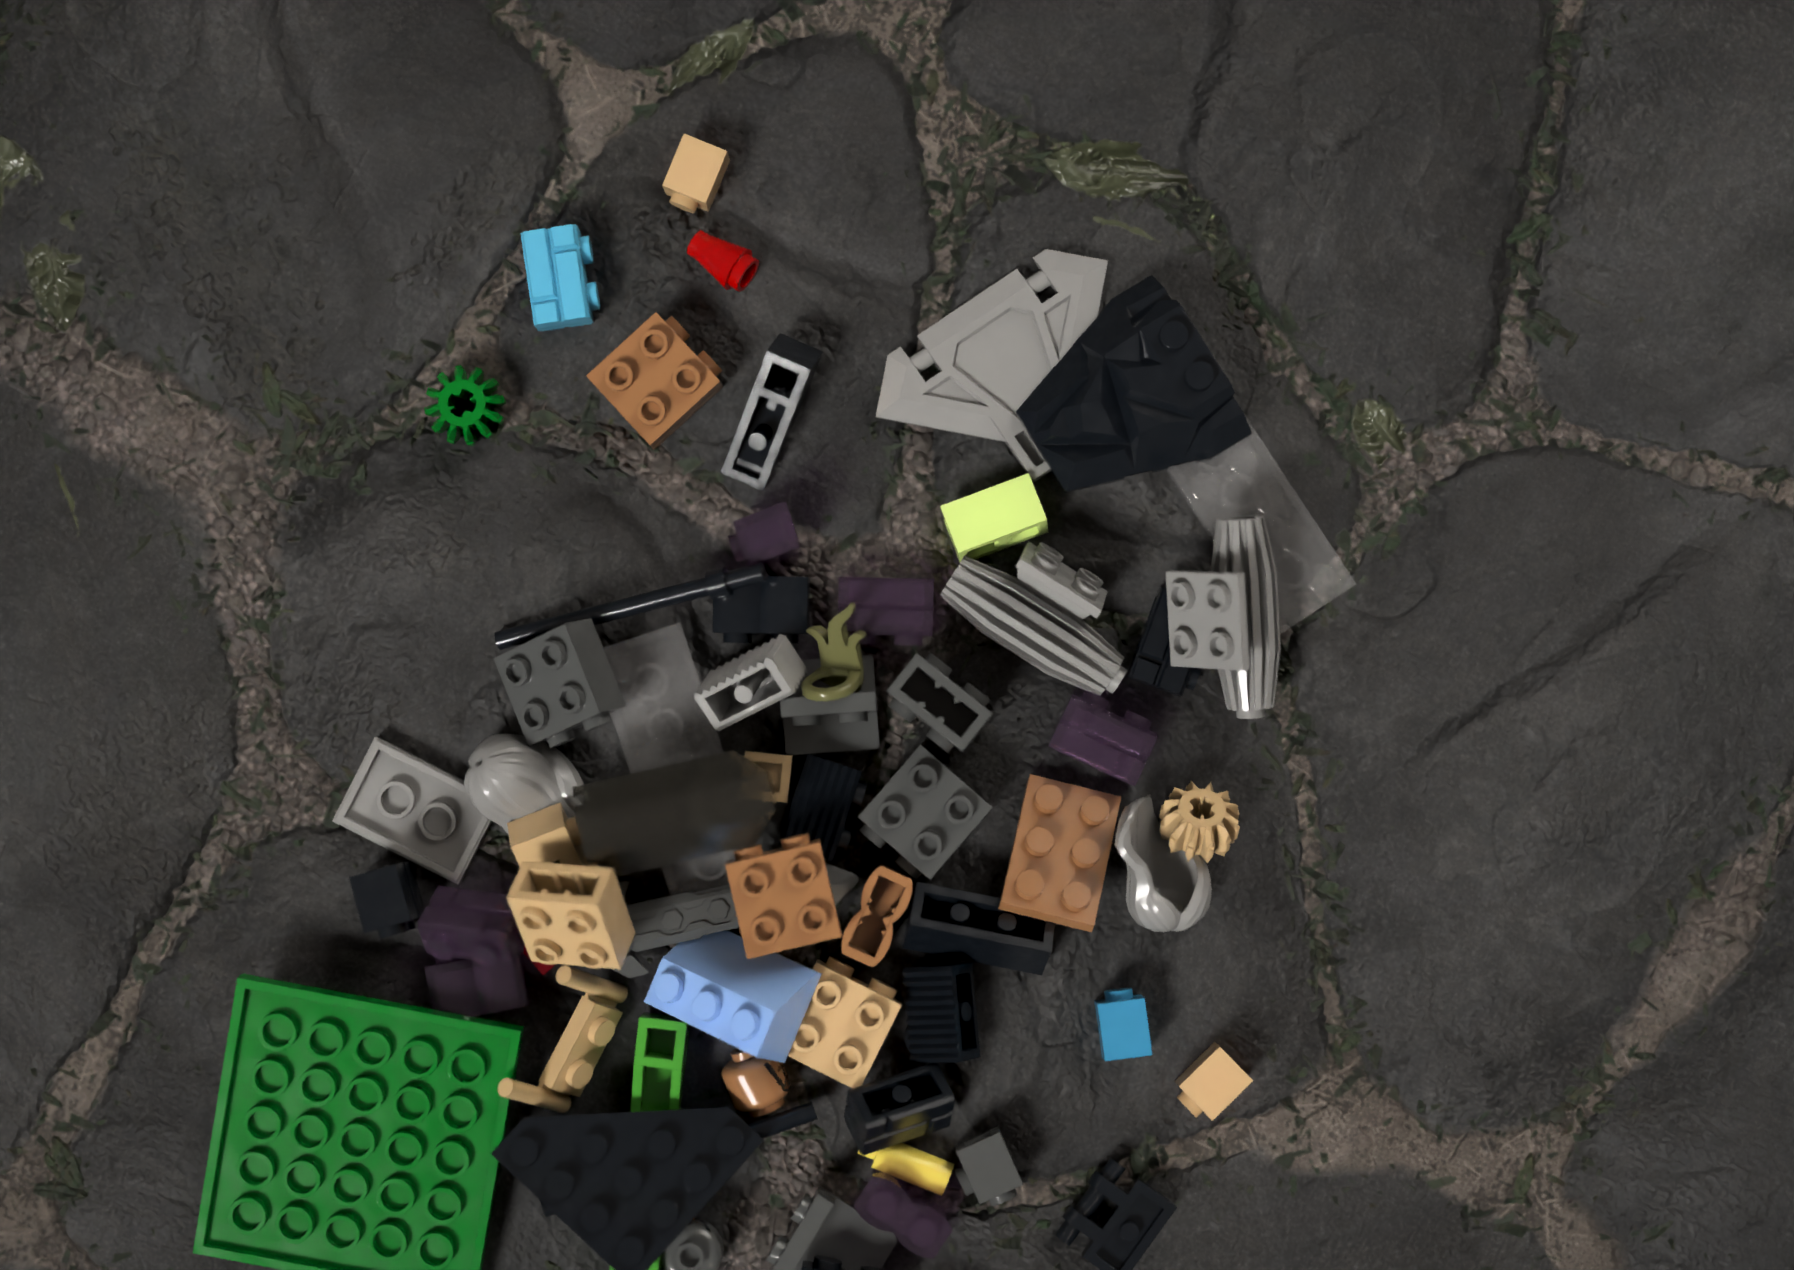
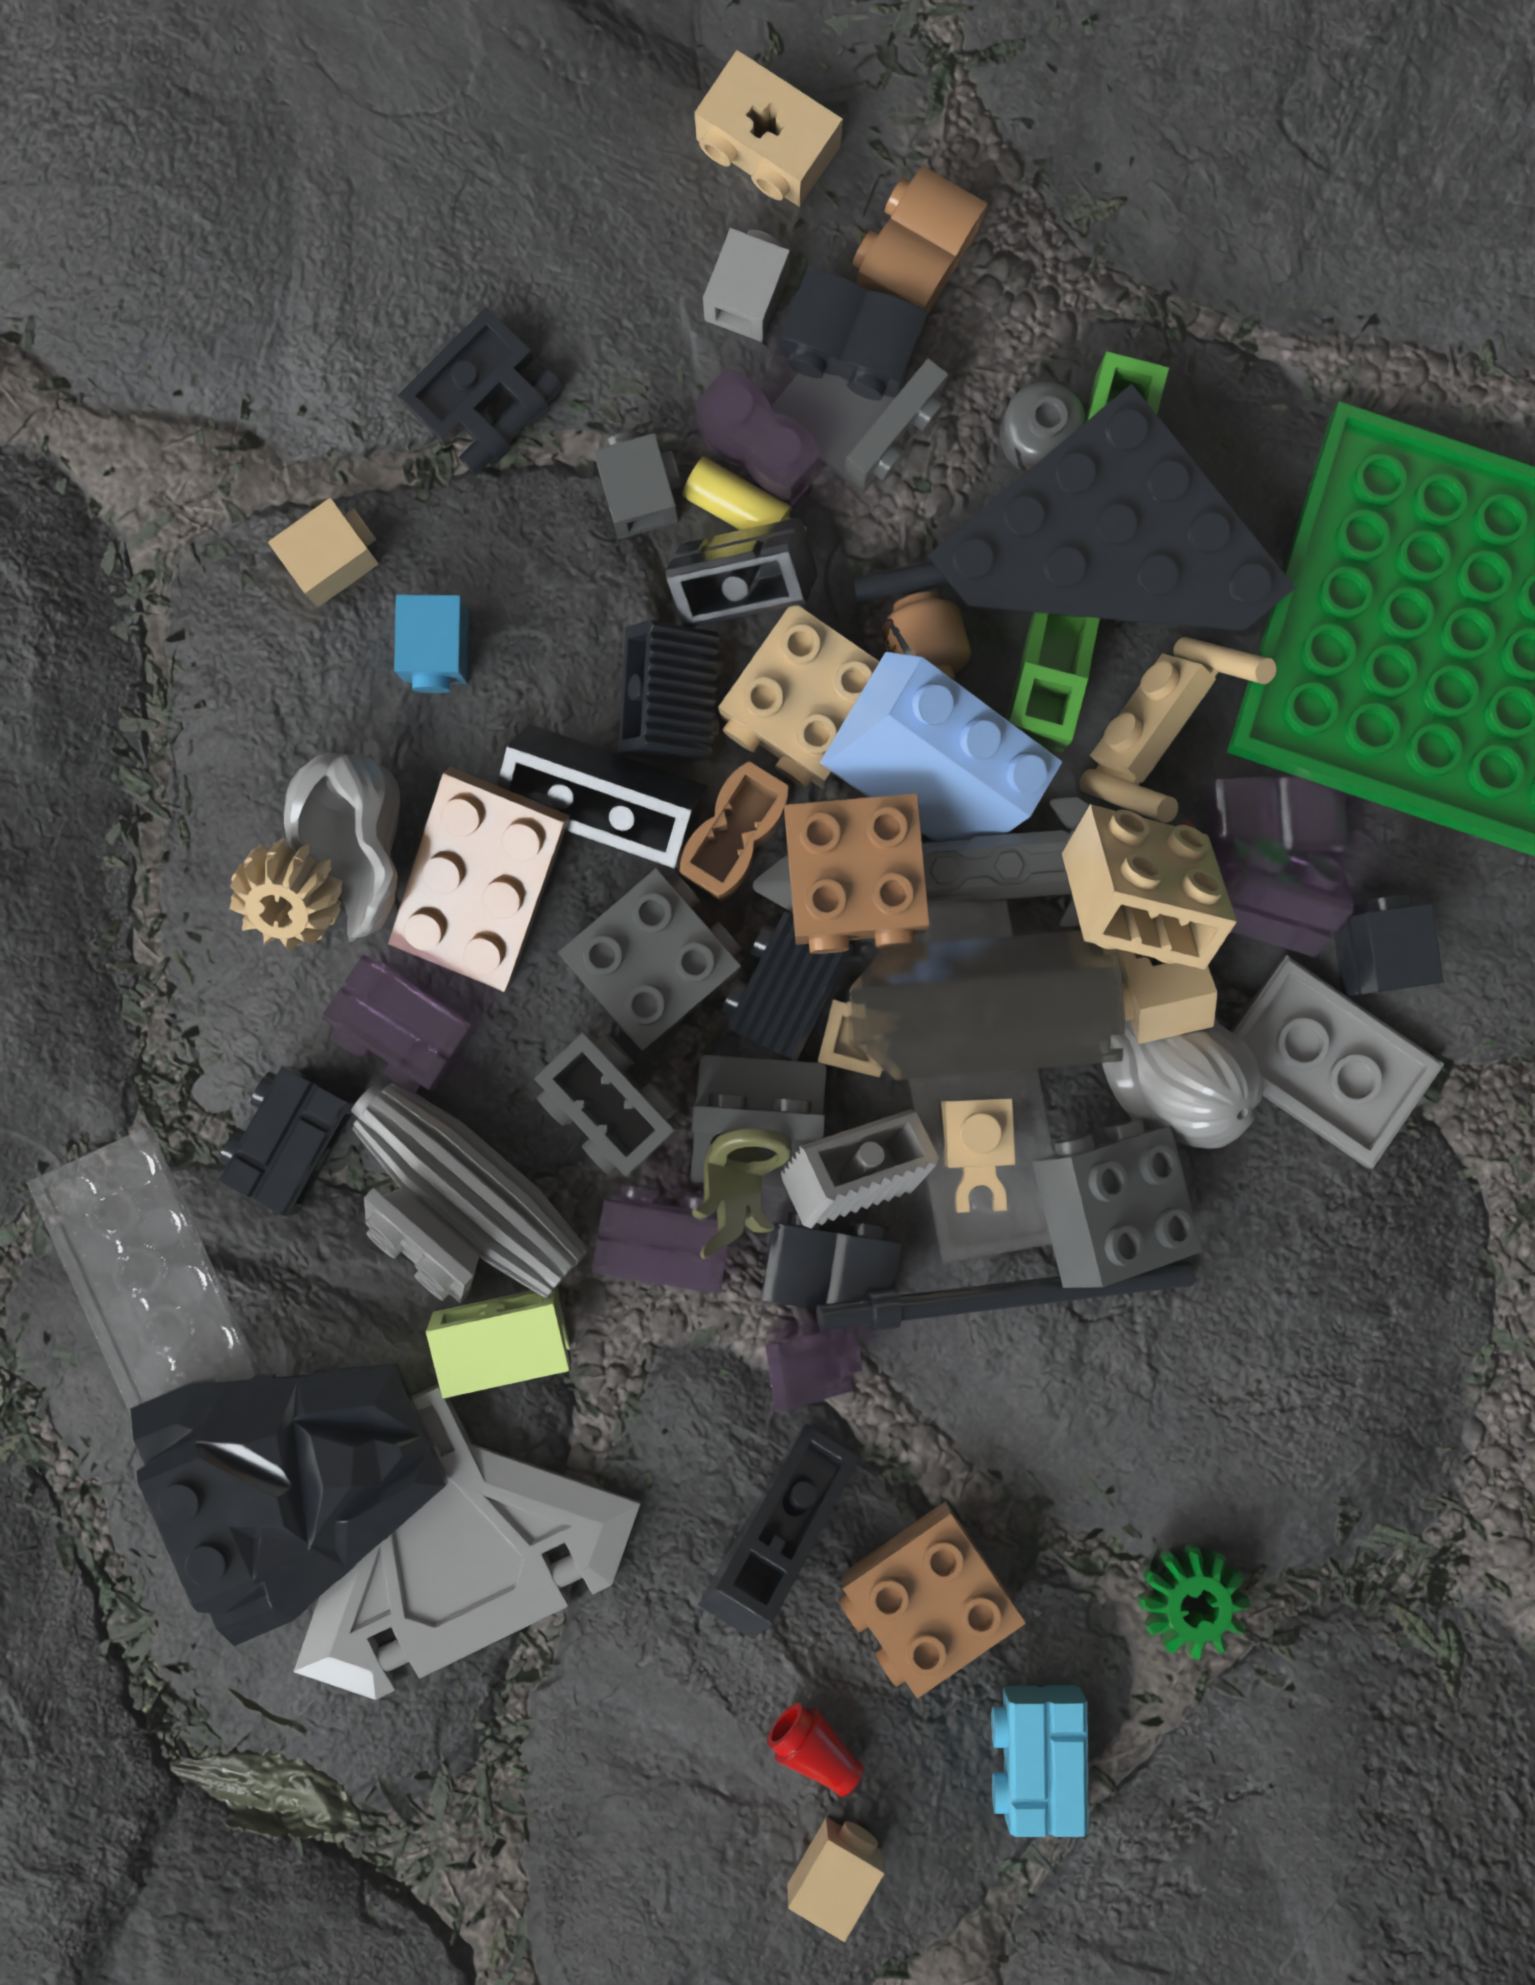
camera: 170 degrees left, 0 degrees up
(668, 715) = (978, 1138): none -> tan brick
(1231, 616) = (195, 1164): light grey plate -> none

